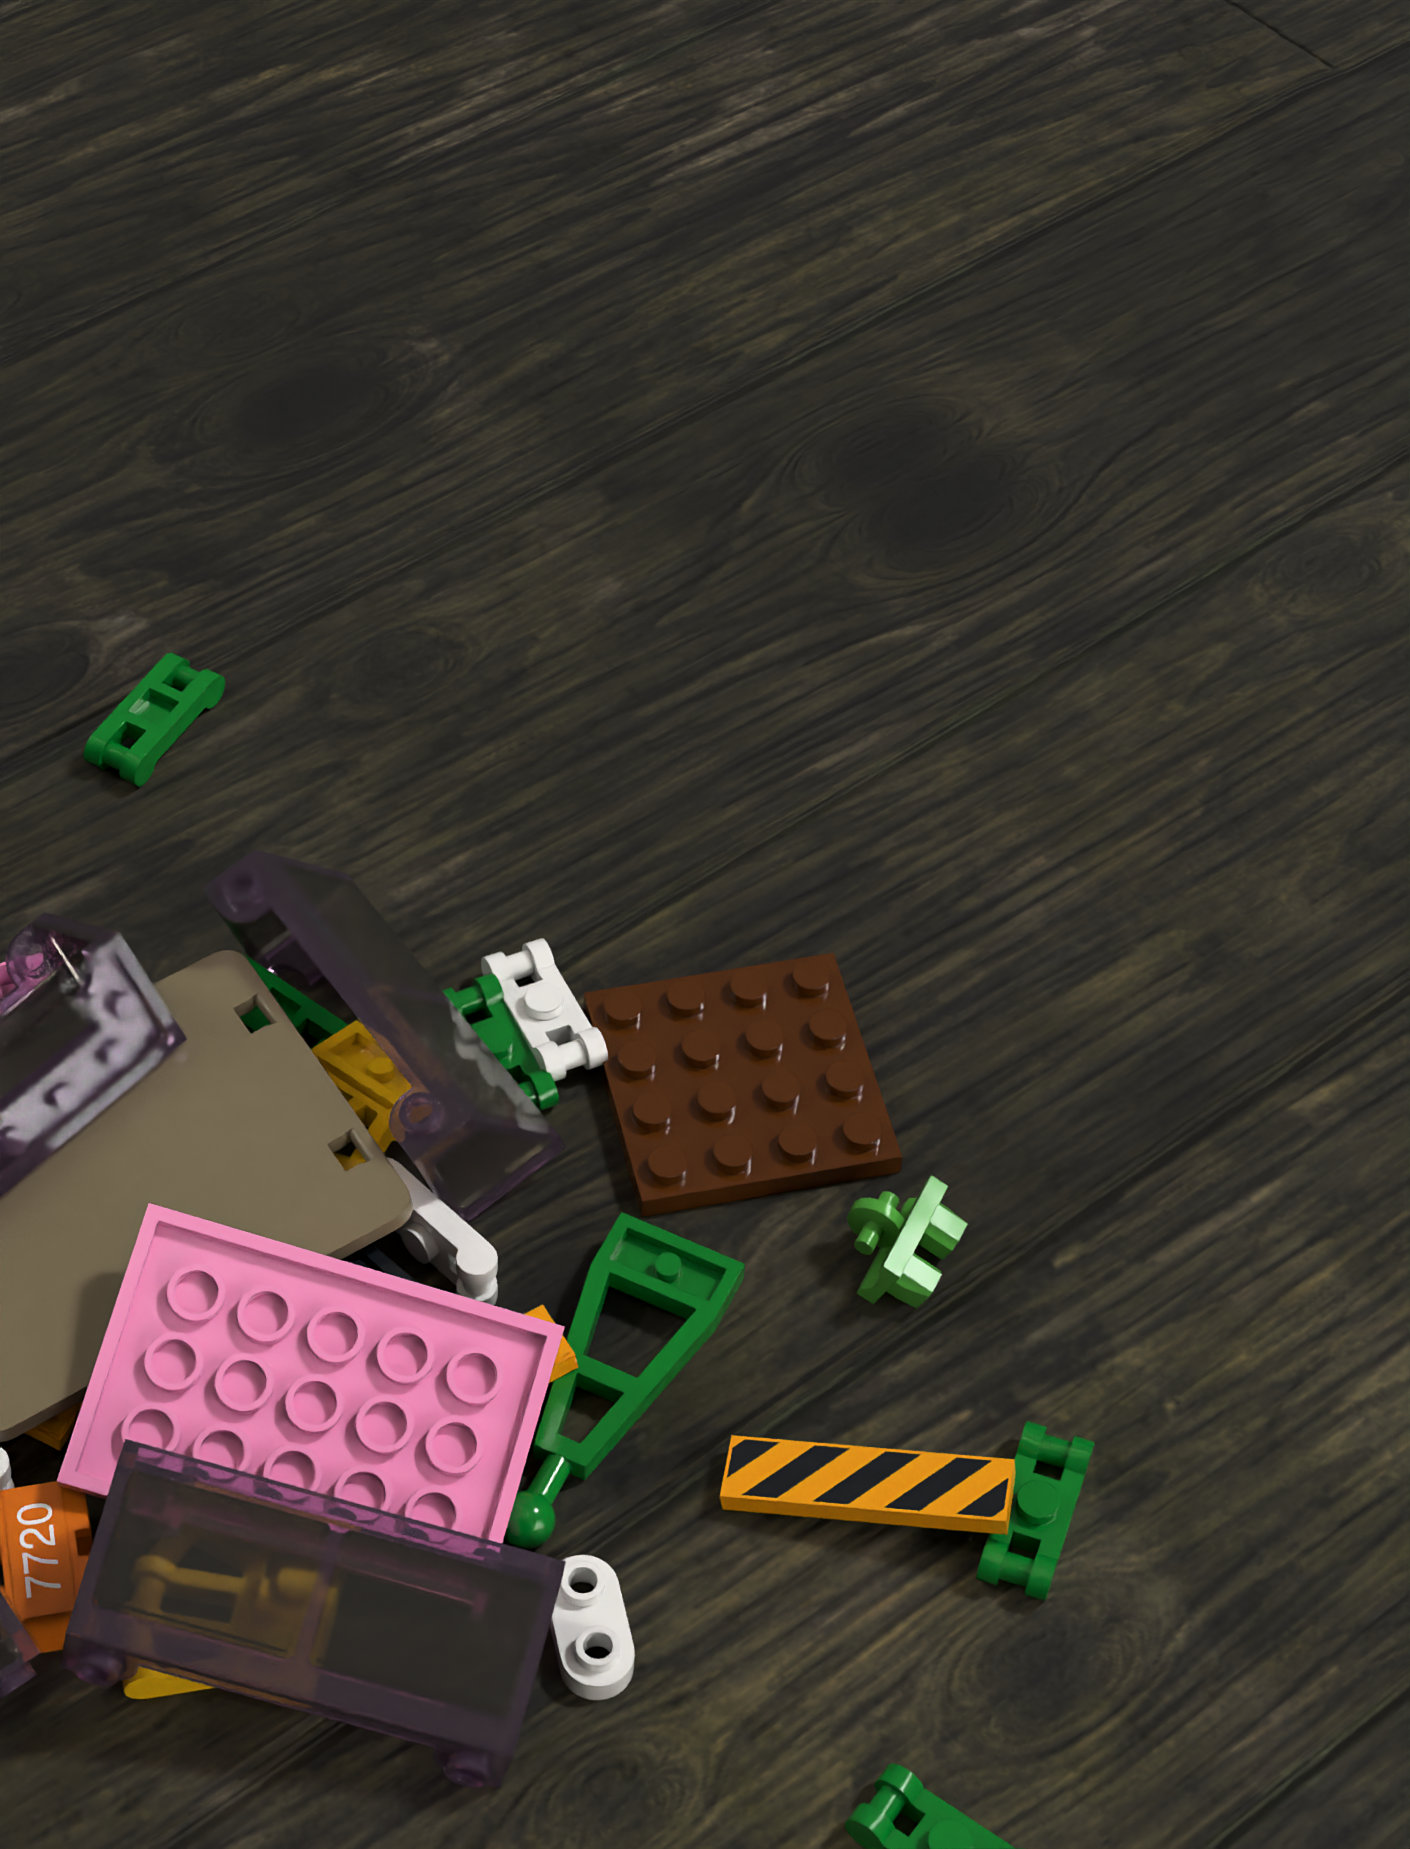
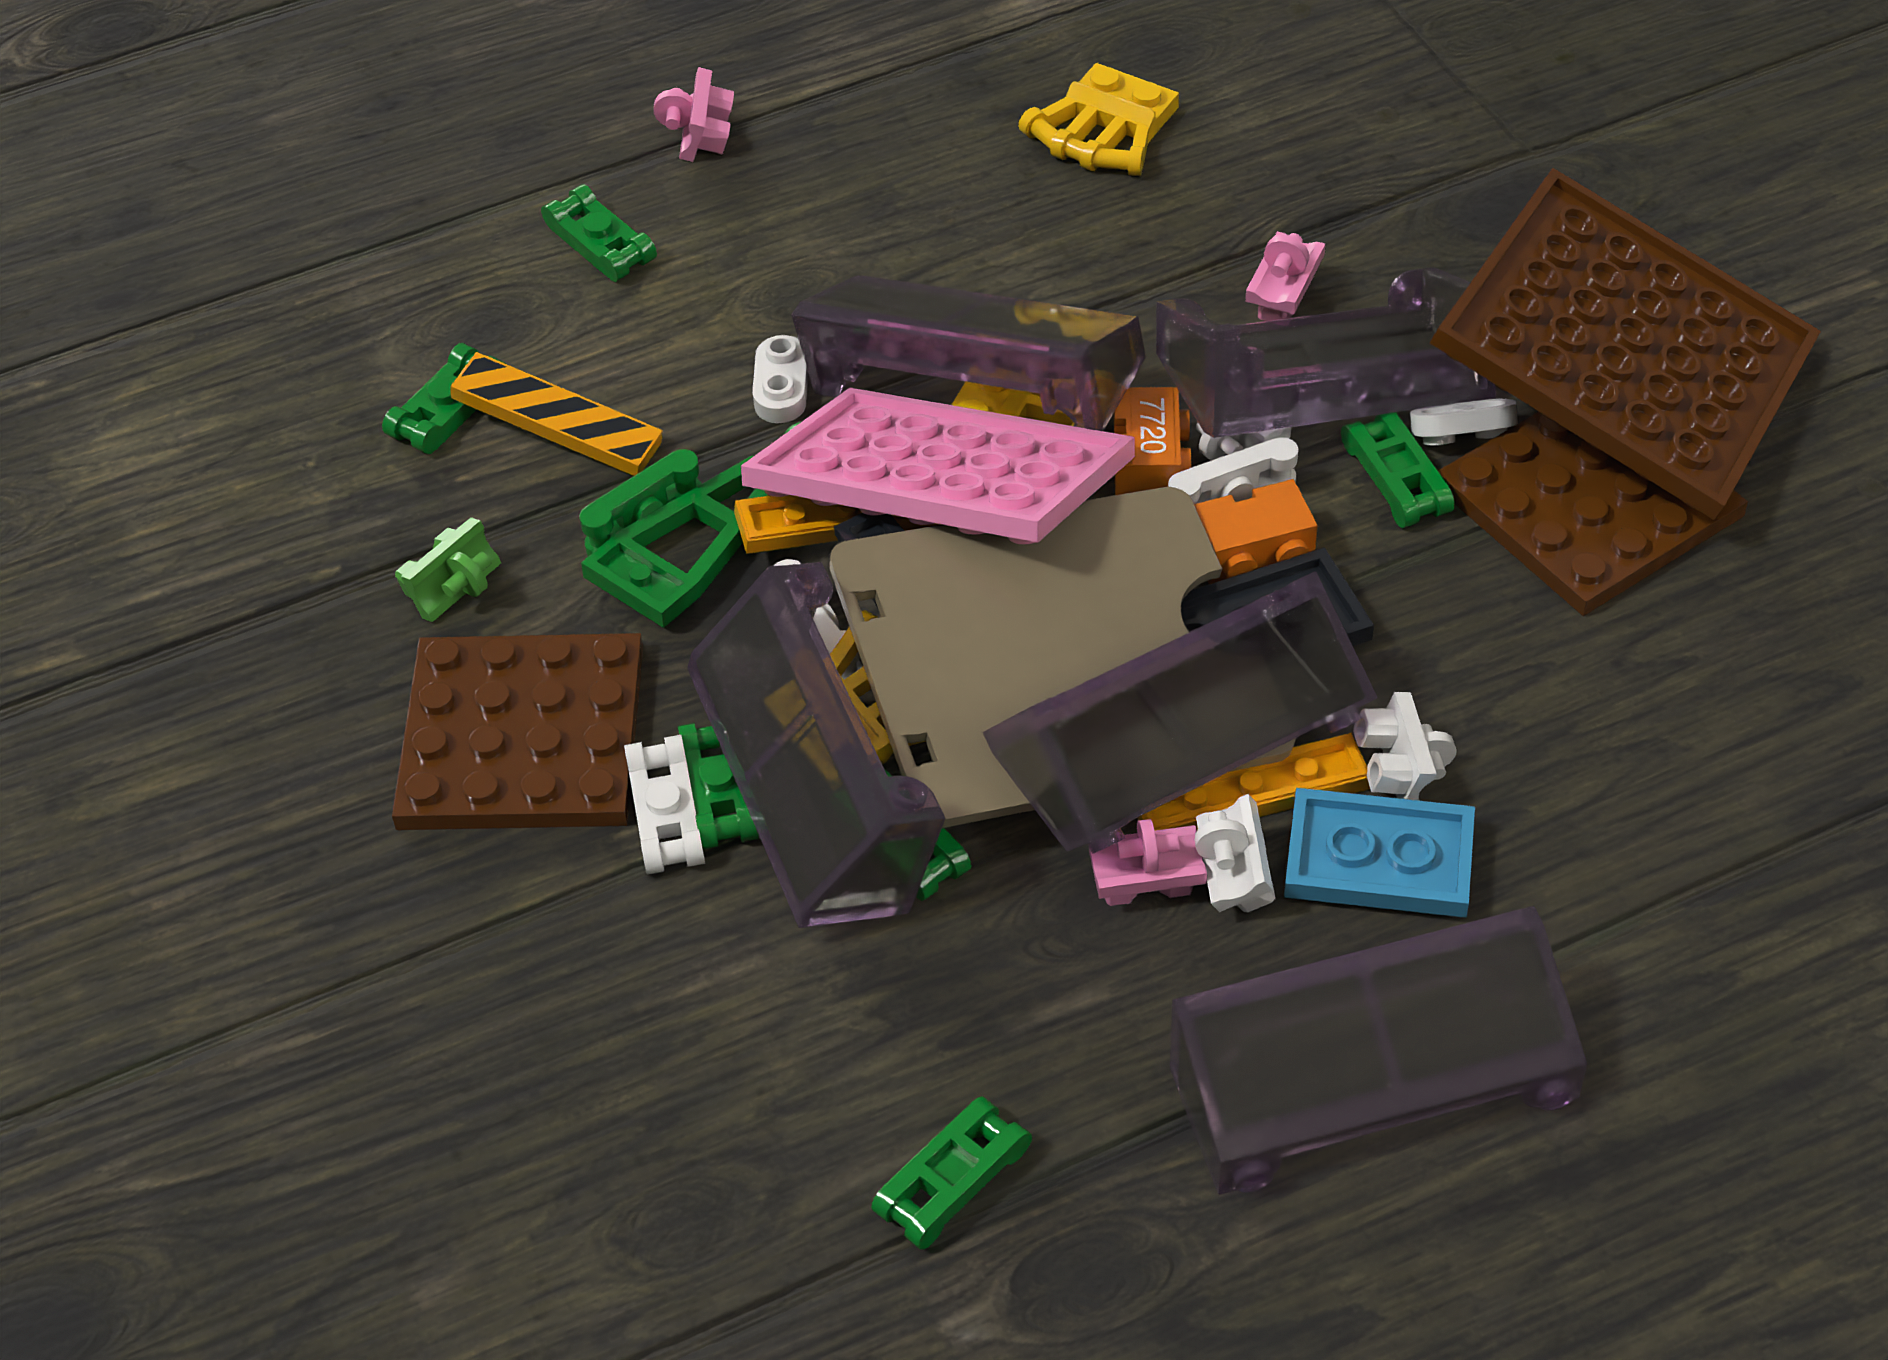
camera: 160 degrees left, 0 degrees up
(701, 1369) = (639, 497): none -> green plate

